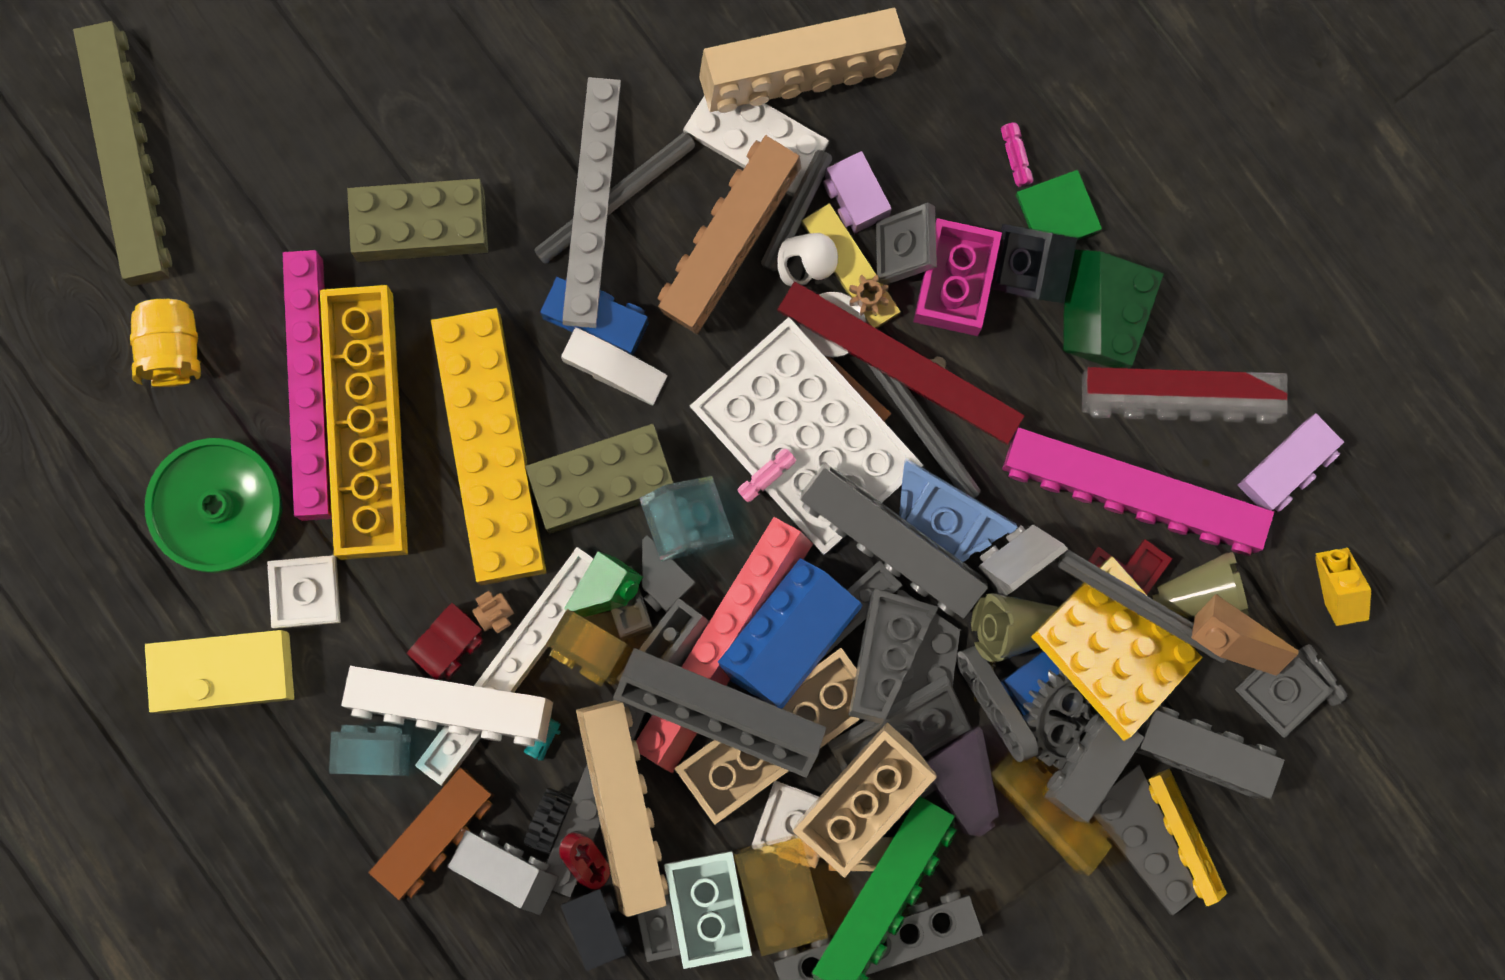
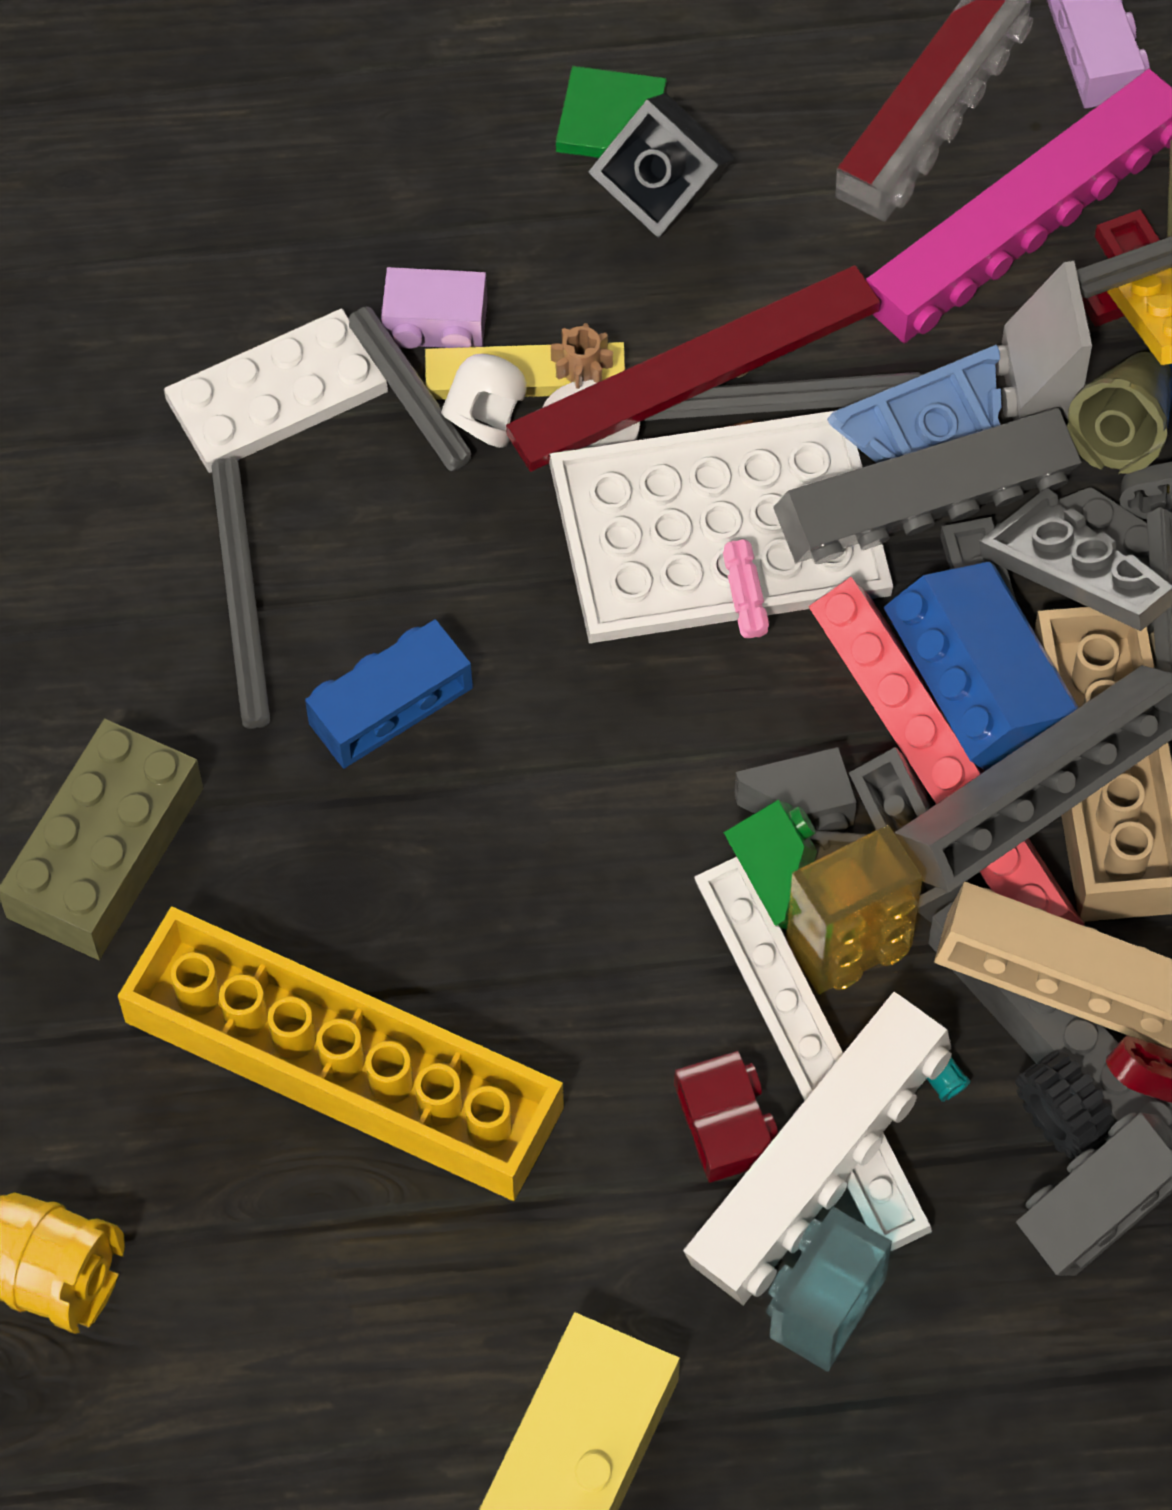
camera: 55 degrees left, 20 degrees down
(213, 505) = (327, 1320): green dish -> none
(303, 592) = (529, 1277): white tile -> none
(306, 384) = (239, 1103): dark pink brick -> none
(431, 834) = (994, 1280): dark orange brick -> none
(488, 447) = (482, 914): yellow brick -> none
(493, 611) = (718, 1028): medium nougat gear -> none
(591, 203) = (234, 610): light grey plate -> none
(598, 478) = (617, 798): olive brick -> none
(613, 366) = (469, 706): white slope -> none
(686, 518) = (743, 711): clear light blue brick -> none
(730, 234) = (396, 462): medium nougat brick -> none
(801, 60) = (222, 267): tan brick -> none
(906, 244) = (543, 279): dark grey tile -> none
(959, 287) = (625, 251): dark pink brick -> none
(1017, 154) = (506, 120): dark pink axle -> none
(1107, 308) = (776, 117): dark green wedge -> none

